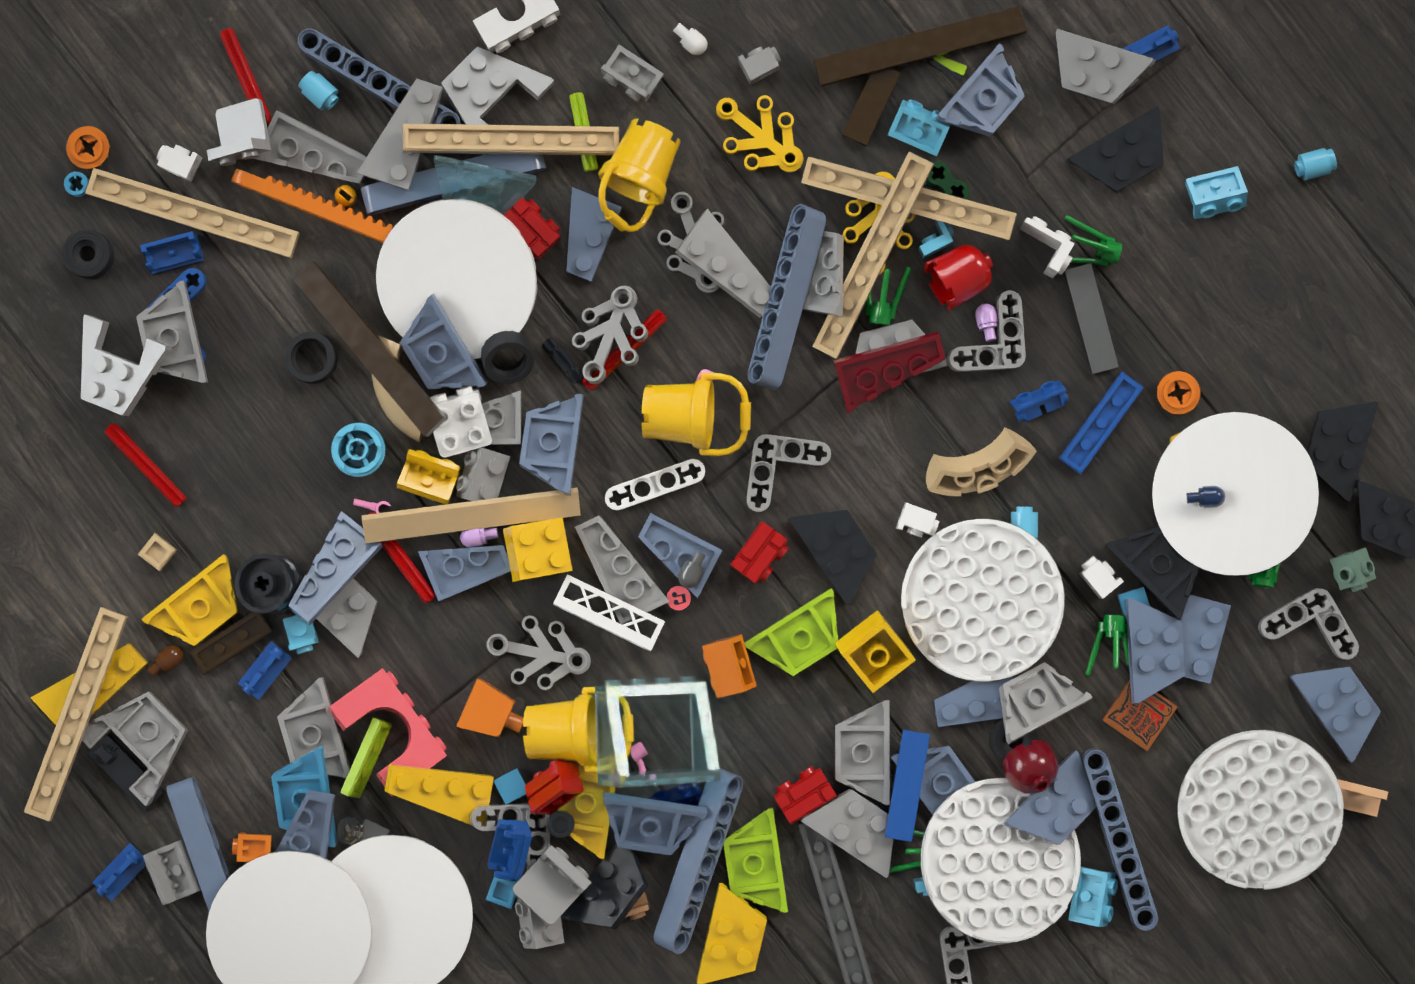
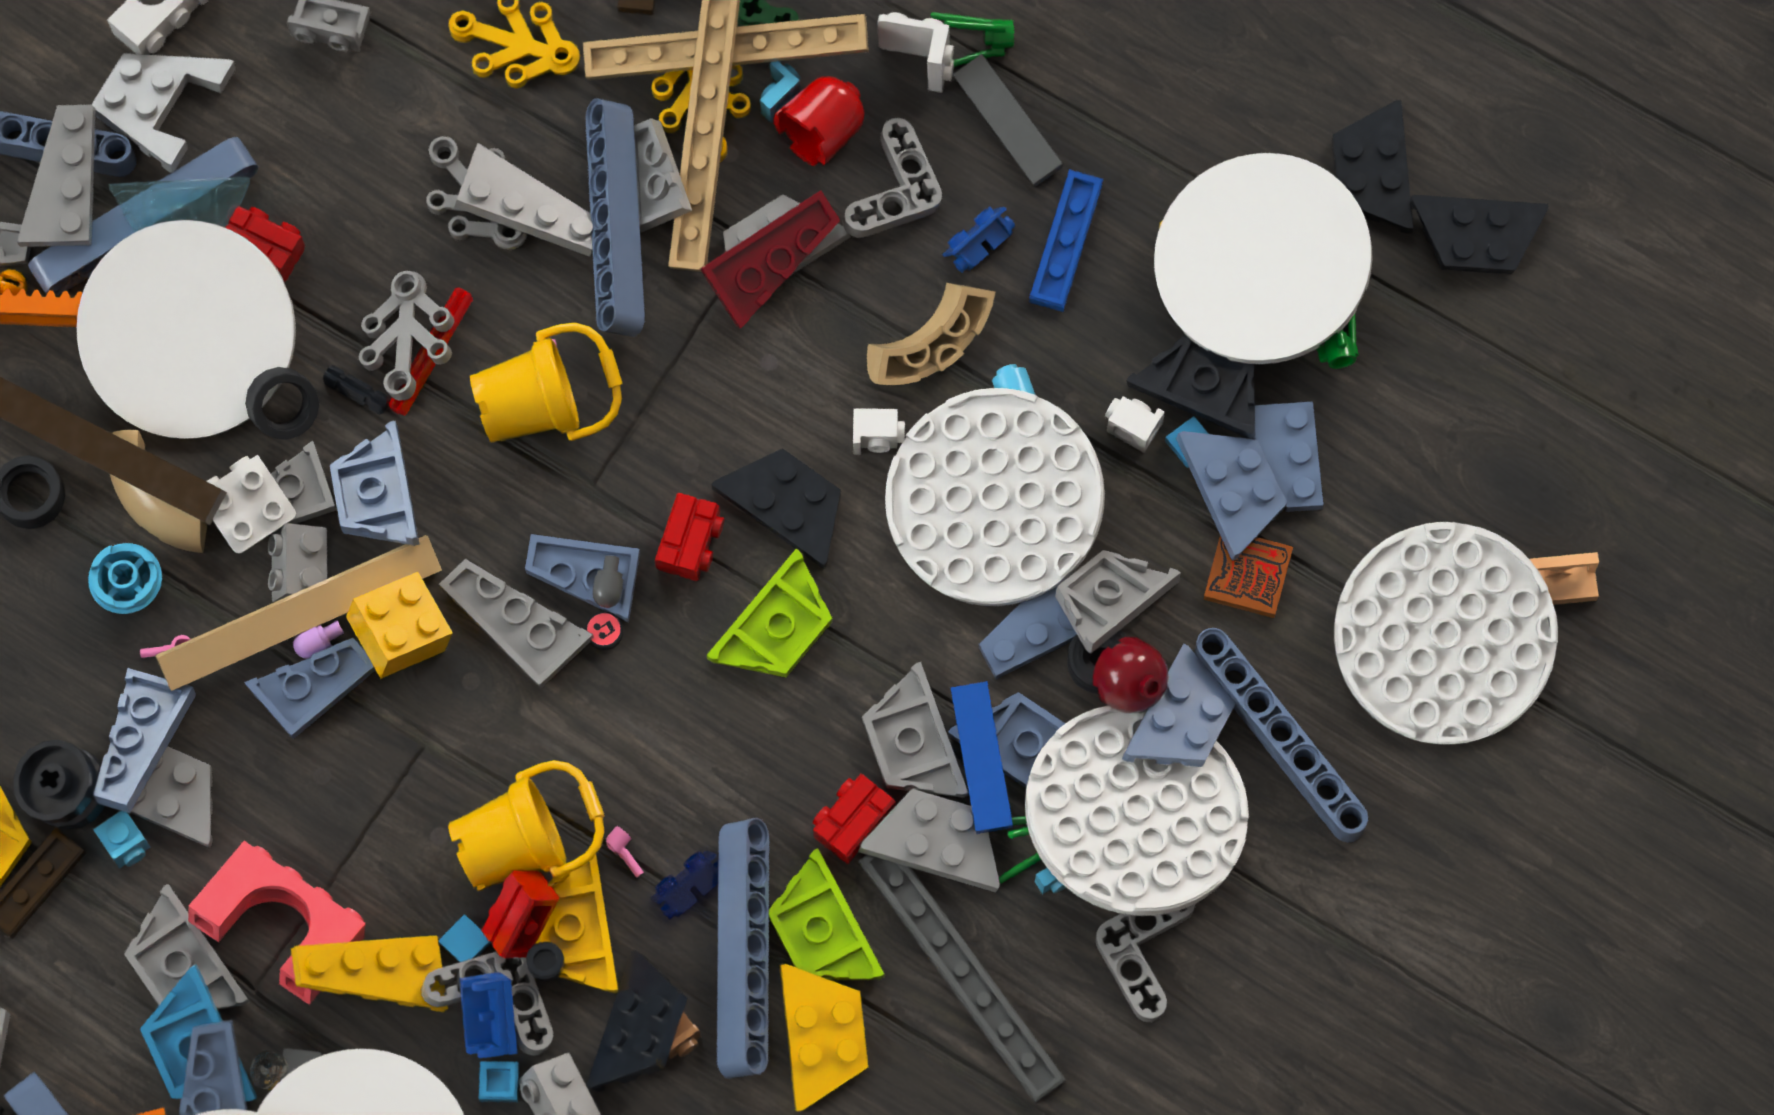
camera: 20 degrees left, 15 degrees down
(264, 670) = (90, 903): blue hinge -> none
(366, 758) = (260, 967): lime tile -> none
(408, 569) = (238, 712): red axle -> none
(428, 476) = (228, 584): yellow bracket -> none
(439, 350) = (192, 424): sand blue wing -> none
(489, 711) = (403, 853): orange torso -> none
(509, 139) = (200, 140): tan tile -> none
(543, 653) = (451, 759): light grey plant -> none
(551, 885) = (559, 1037): light grey bracket -> none
(581, 119) = (291, 110): lime axle -> none
(587, 234) = (339, 227): sand blue wing -> none
(603, 622) = (518, 690): white fence -> none
(611, 750) = (578, 828): clear light blue windscreen -> none
(638, 170) = (375, 125): yellow piece -> none
(650, 823) = (662, 916): sand blue wing -> none
(656, 488) = (521, 496): white beam -> none
(729, 666) = (697, 687): orange brick -> none
(778, 454) = (671, 413): light grey beam -> none
(875, 651) = (879, 603): yellow brick -> none
(881, 311) = (741, 199): green plant -> none
(987, 321) = (878, 166): lavender cylinder -> none
(1093, 897) = (1276, 820): medium azure bracket -> none
(1115, 628) = (1177, 479): green plant -> none
(1183, 381) = (1152, 157): orange gear -> none
(1207, 496) = (1228, 270): dark blue cylinder -> none
(1319, 615) = (1428, 377): light grey beam -> none
(1340, 706) = (1498, 478): sand blue wing -> none
(1353, 570) = (1448, 304): sand green brick -> none

